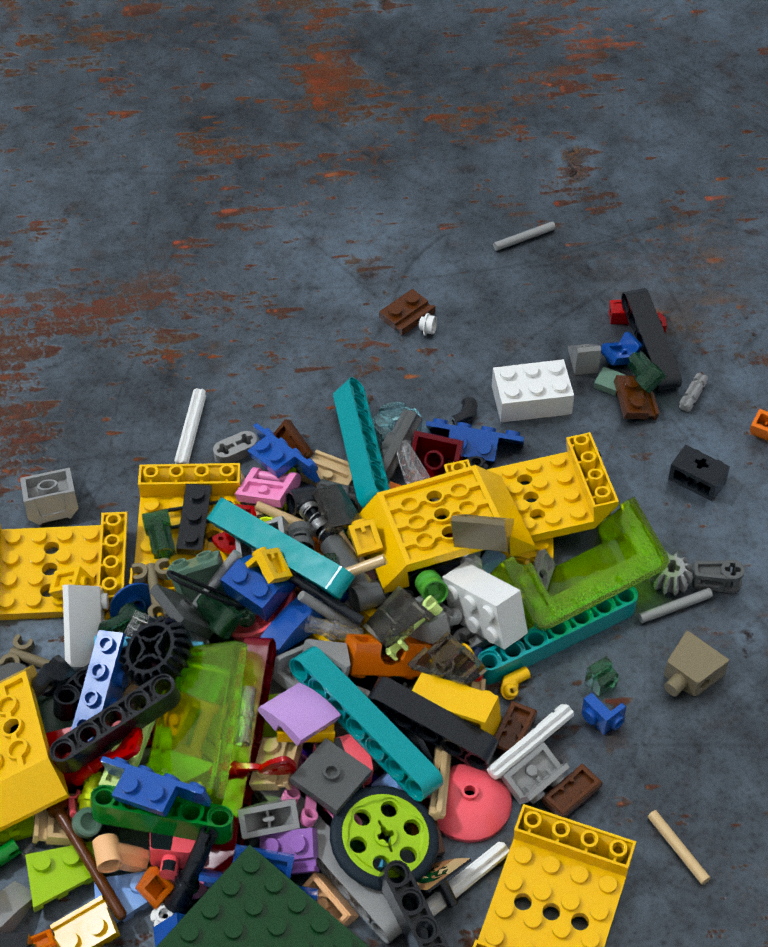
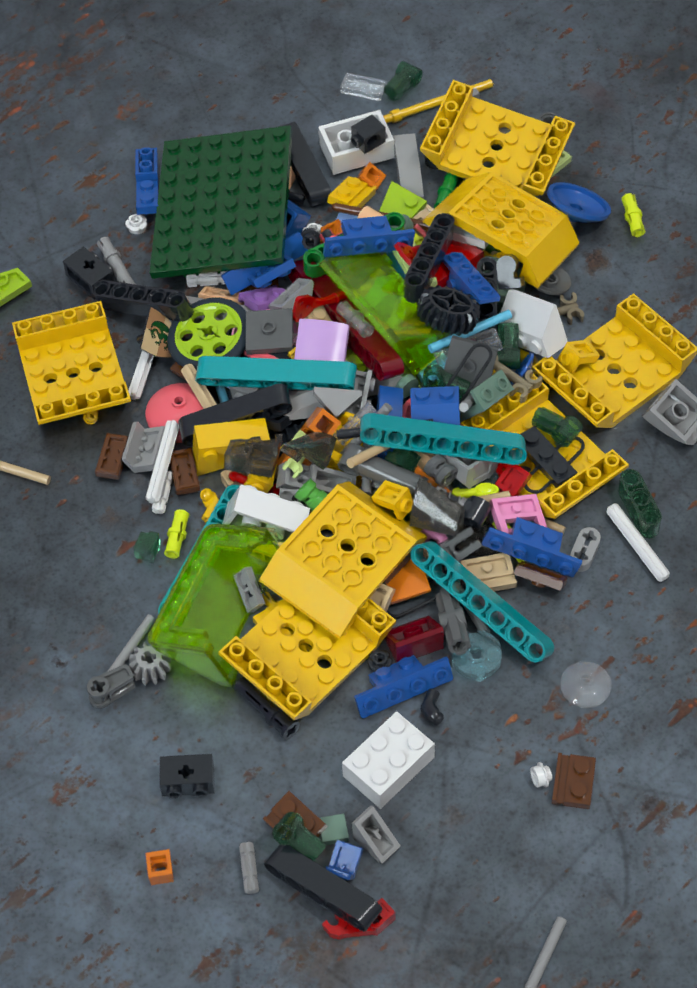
camera: 145 degrees right, 5 degrees up
(160, 441) = (639, 513): none -> clear green beam
(271, 564) = (429, 408): yellow bracket -> none
(334, 364) = (582, 693): none -> clear dish
(410, 464) = (411, 594): clear slope -> none
(481, 532) = (298, 532): dark tan slope -> none
(564, 675) = (176, 534): none -> neon yellow pin
(600, 716) = (127, 516): blue bracket -> none
(693, 666) = (83, 597): dark tan torso -> none

